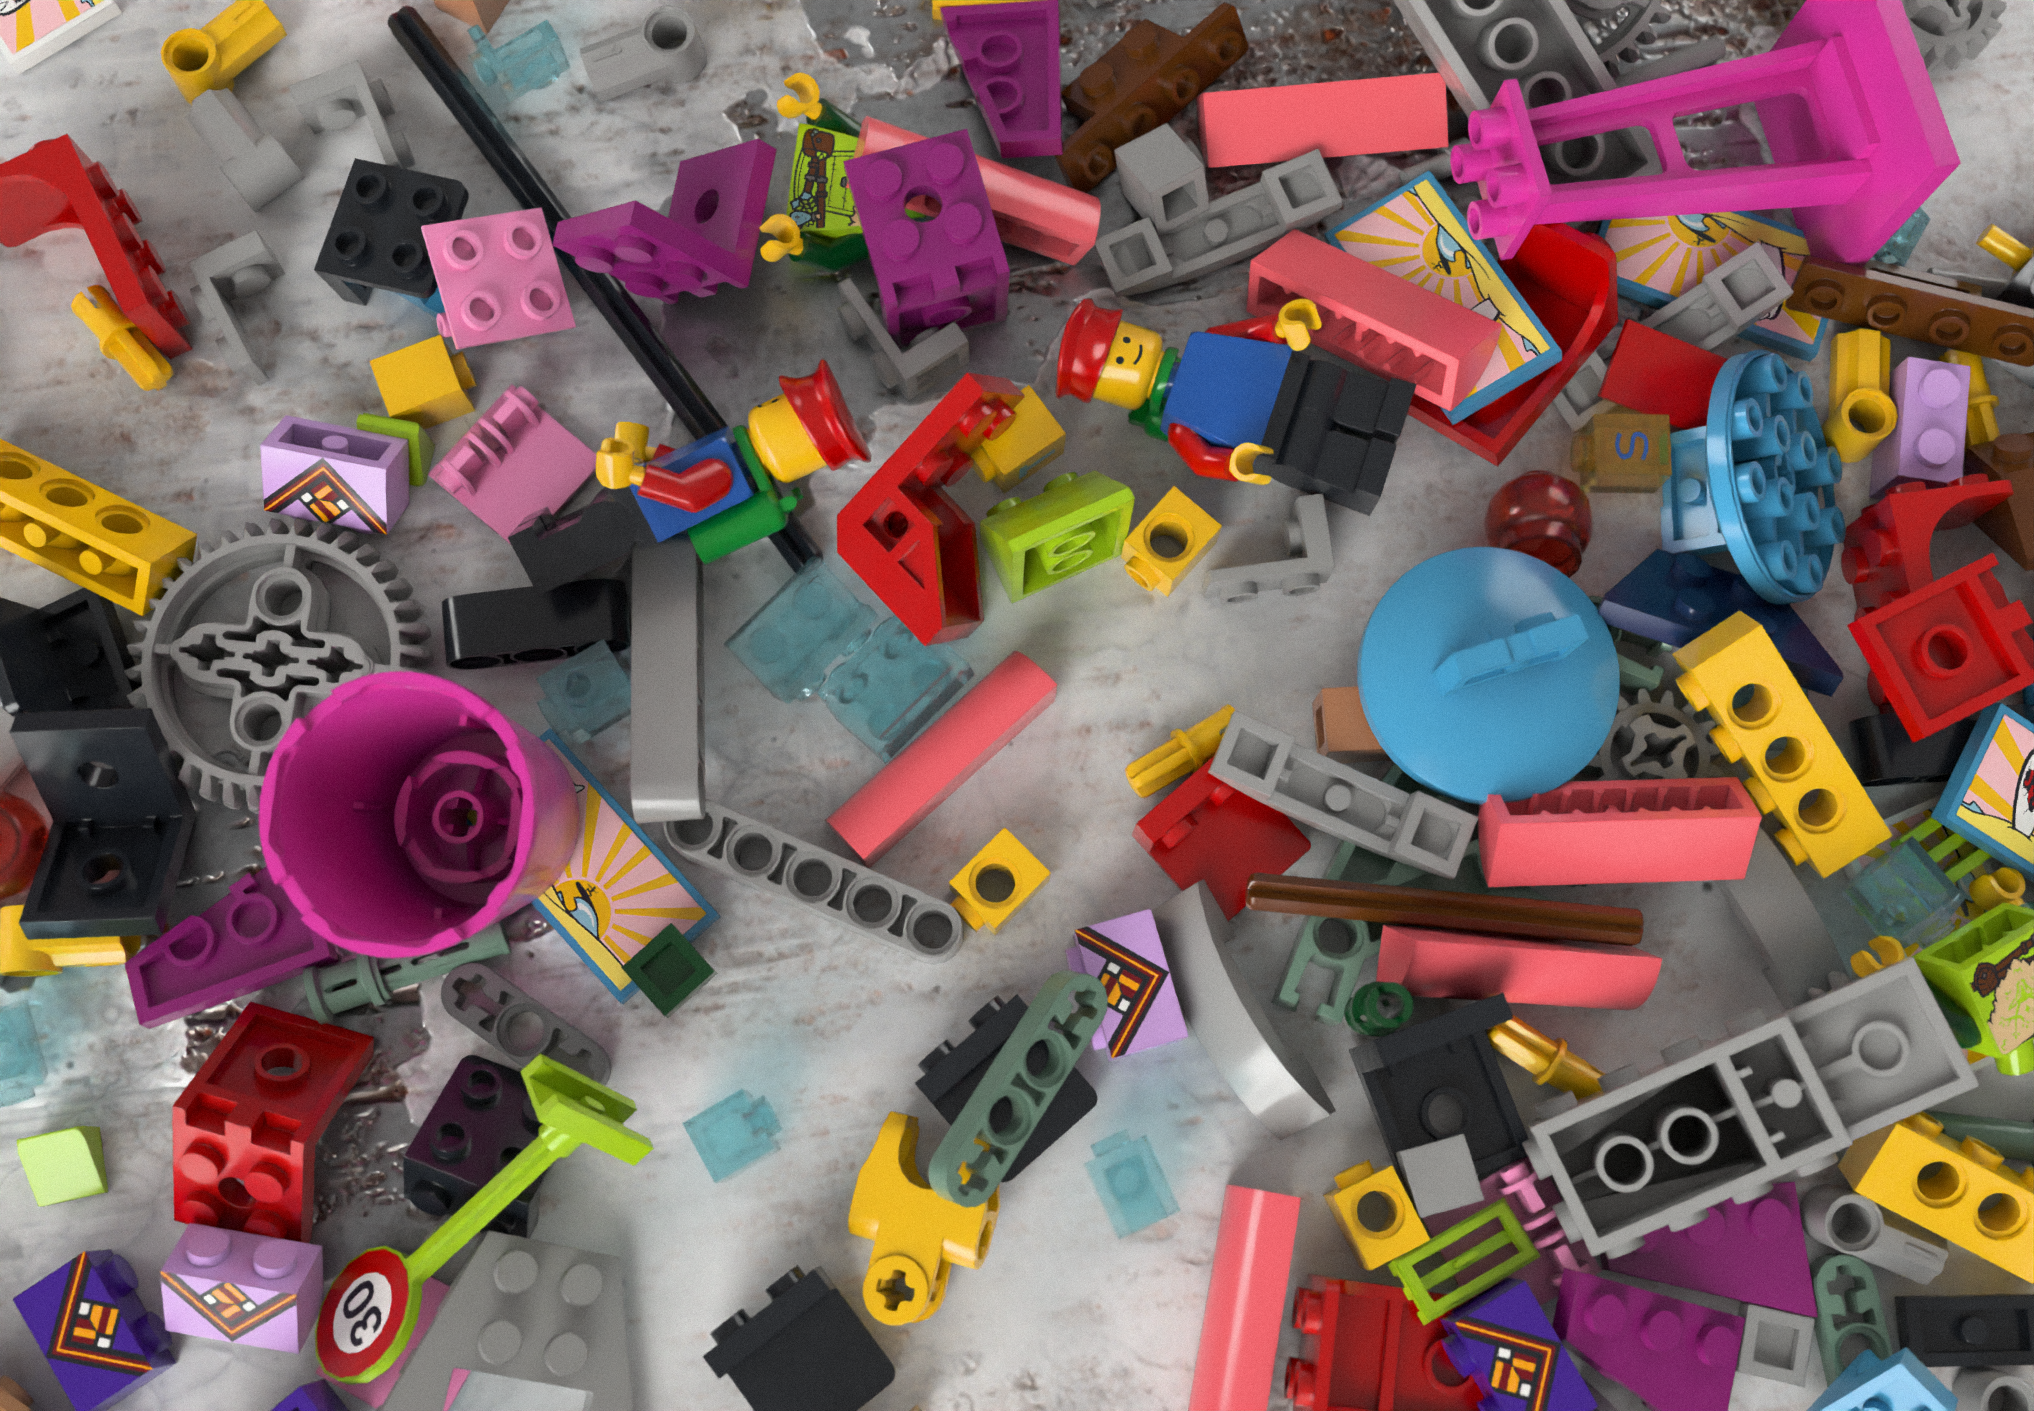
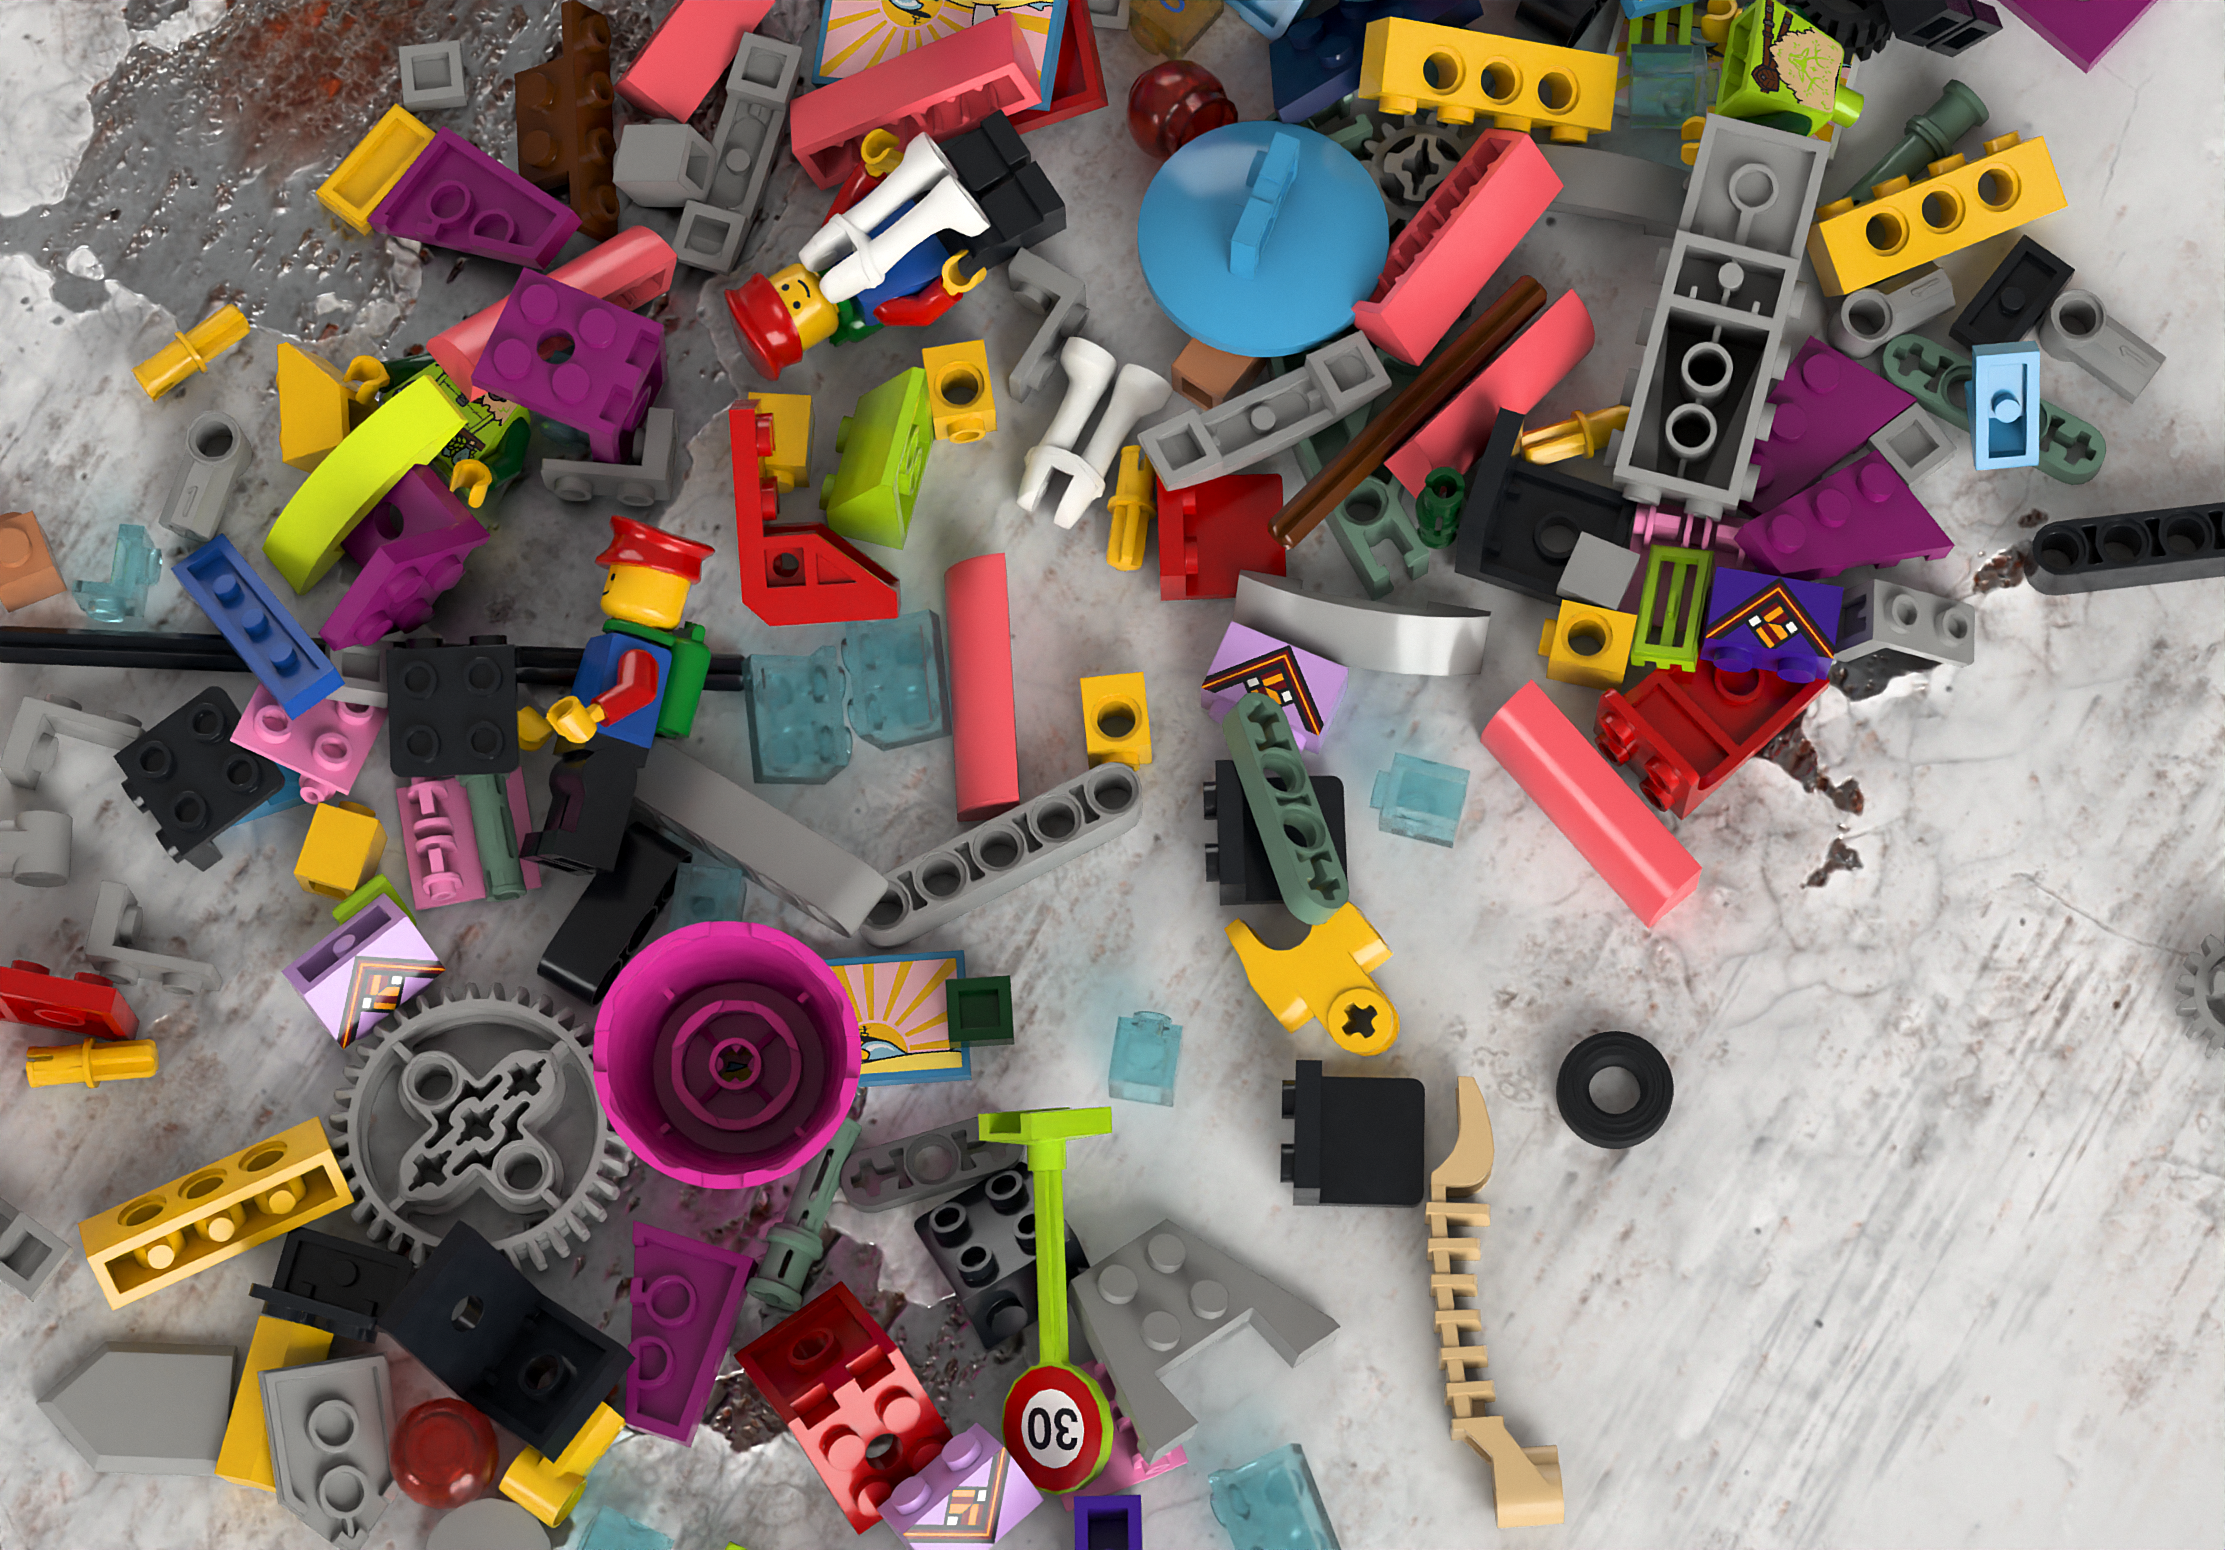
camera: 45 degrees left, 5 degrees down
(539, 180) = (257, 626): none -> blue plate
(564, 284) = (363, 673): none -> light grey tile
(566, 436) = (495, 836): none -> sand green pin
(590, 369) = (454, 707): none -> black bracket
(722, 150) = (356, 477): none -> neon yellow slope
(745, 93) = (314, 407): none -> yellow slope
(1263, 633) = (1089, 376): none -> white piece
(1293, 404) = (944, 207): none -> white piece

